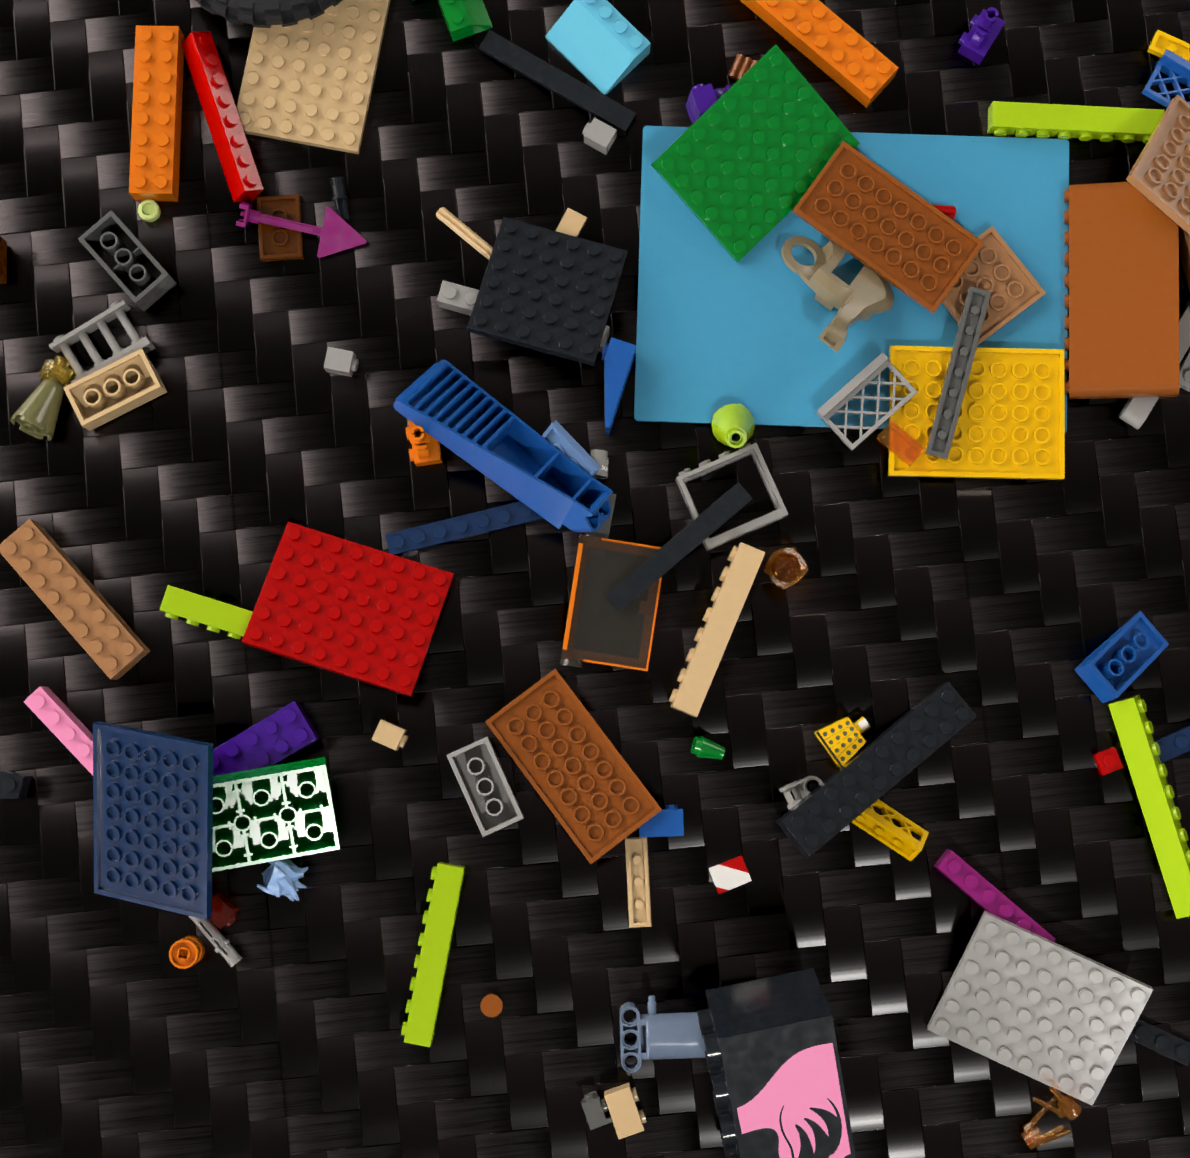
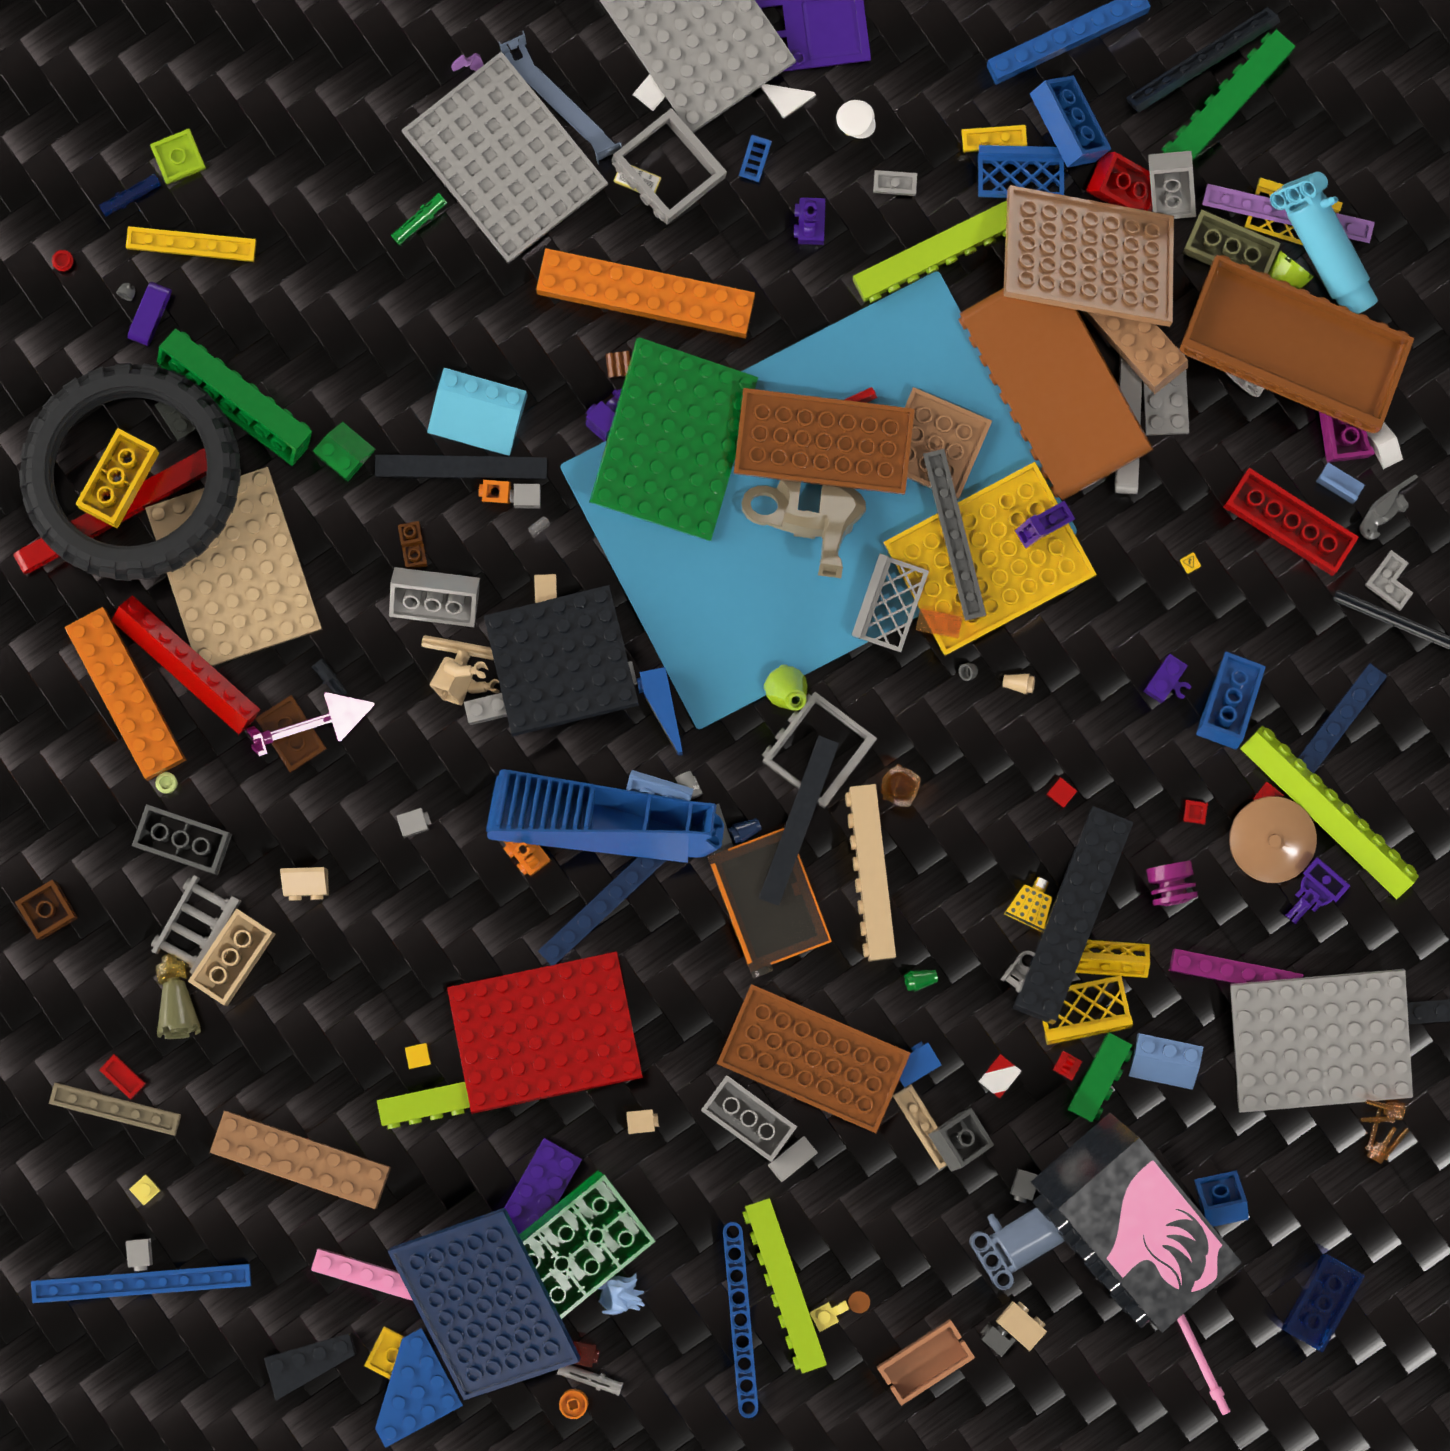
camera: 30 degrees left, 0 degrees up
(56, 818) = (384, 1352): none -> yellow tile
(58, 861) = (416, 1391): none -> blue plate
(216, 359) = (304, 882): none -> tan slope
(228, 567) = (417, 1056): none -> yellow tile
(370, 969) = (738, 1330): none -> blue beam
(447, 256) = (455, 679): none -> tan torso
(455, 1001) = (826, 1315): none -> light yellow plate
(469, 178) = (434, 597): none -> light grey slope
(477, 125) = (412, 545): none -> reddish brown slope
(504, 844) = (792, 1159): none -> light grey slope
(519, 1095) = (925, 1362): none -> nougat piece
(572, 109) = (504, 488): none -> orange brick
(595, 168) = (539, 526): none -> clear tile
(625, 530) = (744, 830): none -> dark blue cone
(663, 913) = (961, 1139): none -> dark grey brick
(696, 984) = (1022, 1186): none -> dark grey brick
(795, 899) = (1067, 1065): none -> red tile
(819, 927) = (1100, 1076): none -> green brick
(838, 878) = (1091, 1027): none -> yellow fence
(869, 1098) = (1222, 1198): none -> blue slope
(886, 945) = (1165, 1061): none -> medium blue slope
(901, 501) = (968, 671): none -> dark grey hinge
(925, 654) = (1061, 792): none -> red tile
(942, 537) = (1020, 682): none -> tan cone
(981, 790) = (1172, 883): none -> magenta wheel
(1034, 738) = (1195, 812): none -> red tile
(1043, 406) = (1044, 524): none -> dark purple bracket
(1072, 44) = (895, 183): none -> light grey plate
(1075, 606) = (1167, 679): none -> dark purple brick
(1092, 801) = (1273, 839): none -> medium nougat dish
(1112, 867) = (1320, 886): none -> dark purple brick
(1151, 516) = (1190, 563): none -> yellow sticker

